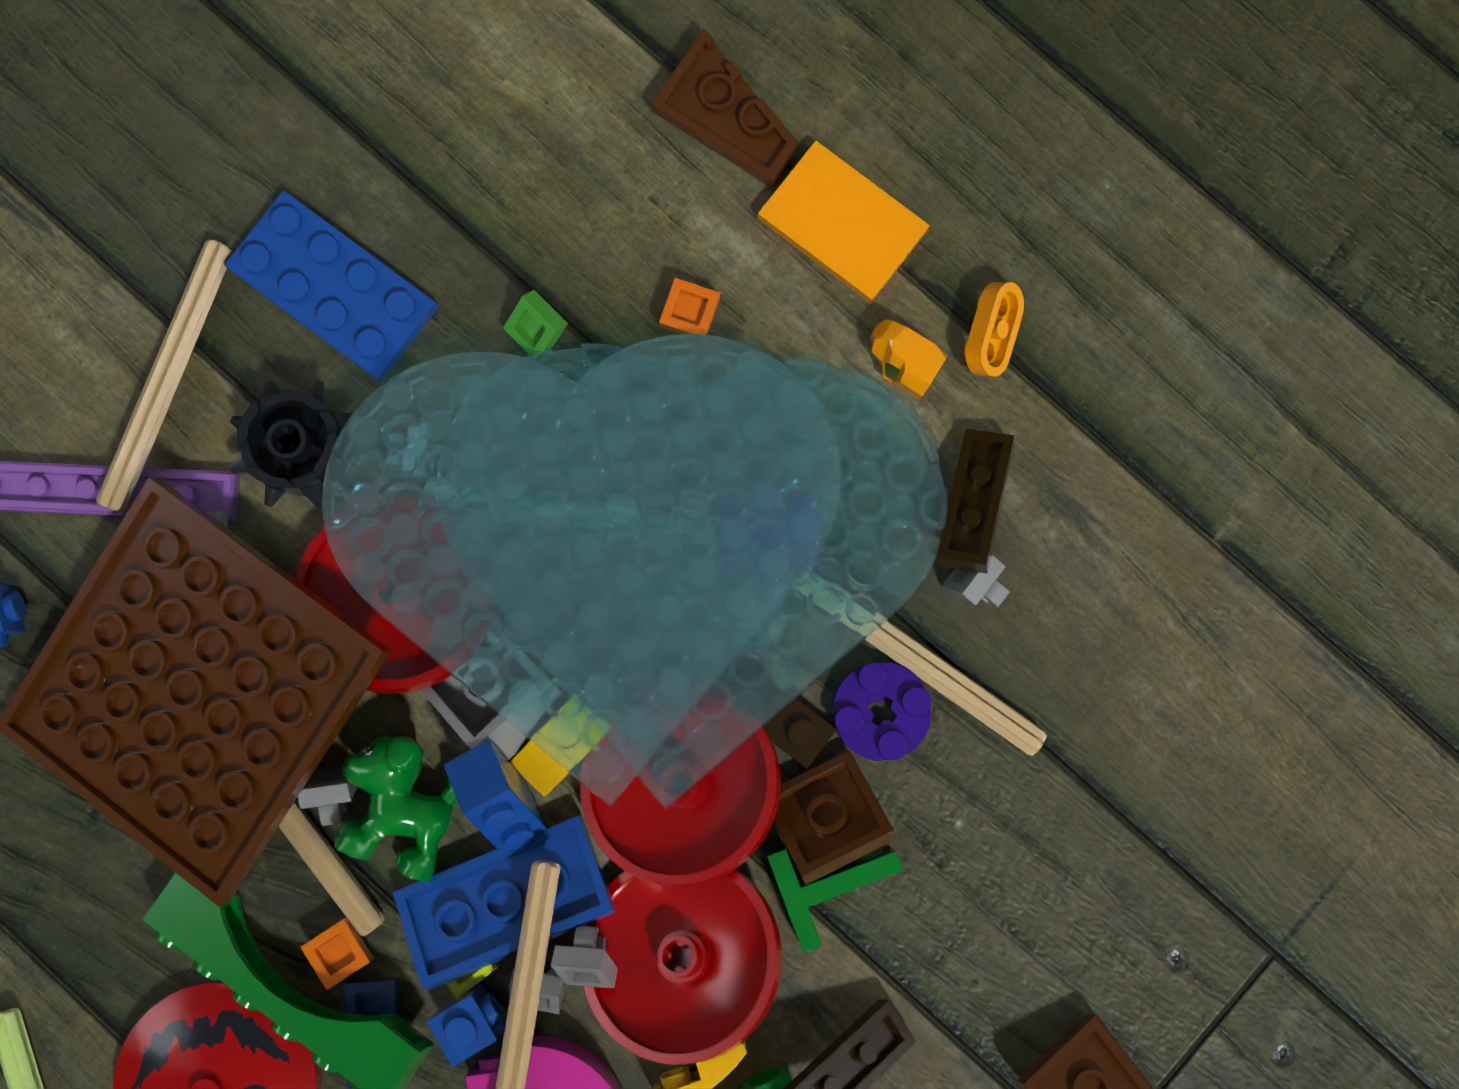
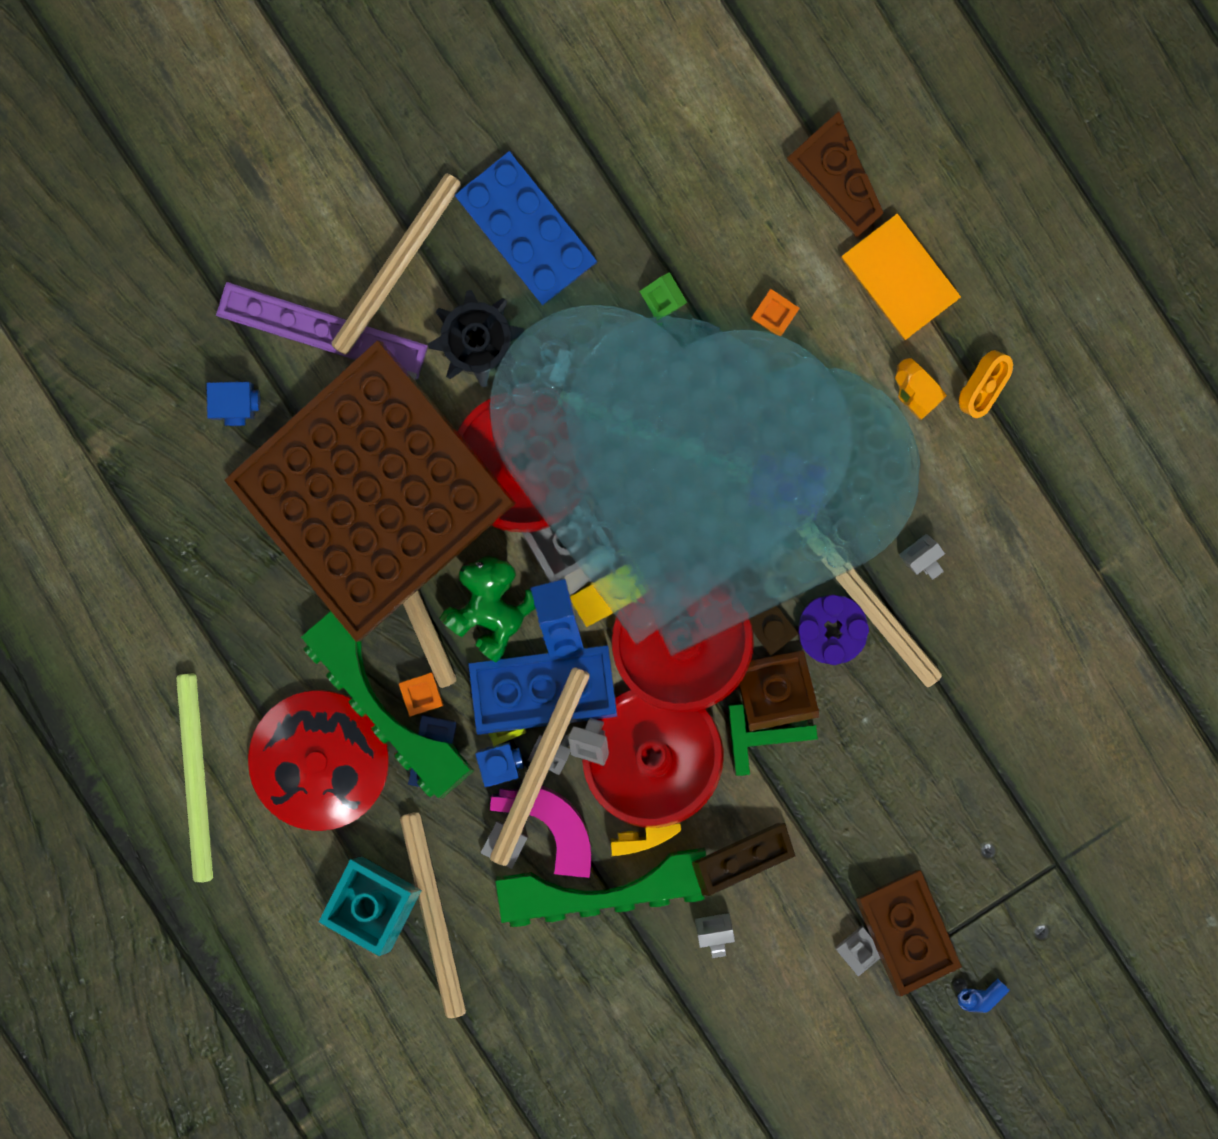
camera: 20 degrees right, 5 degrees up
(329, 792) = (442, 585): light grey tile -> none
(975, 501) = (937, 502): dark brown plate -> none

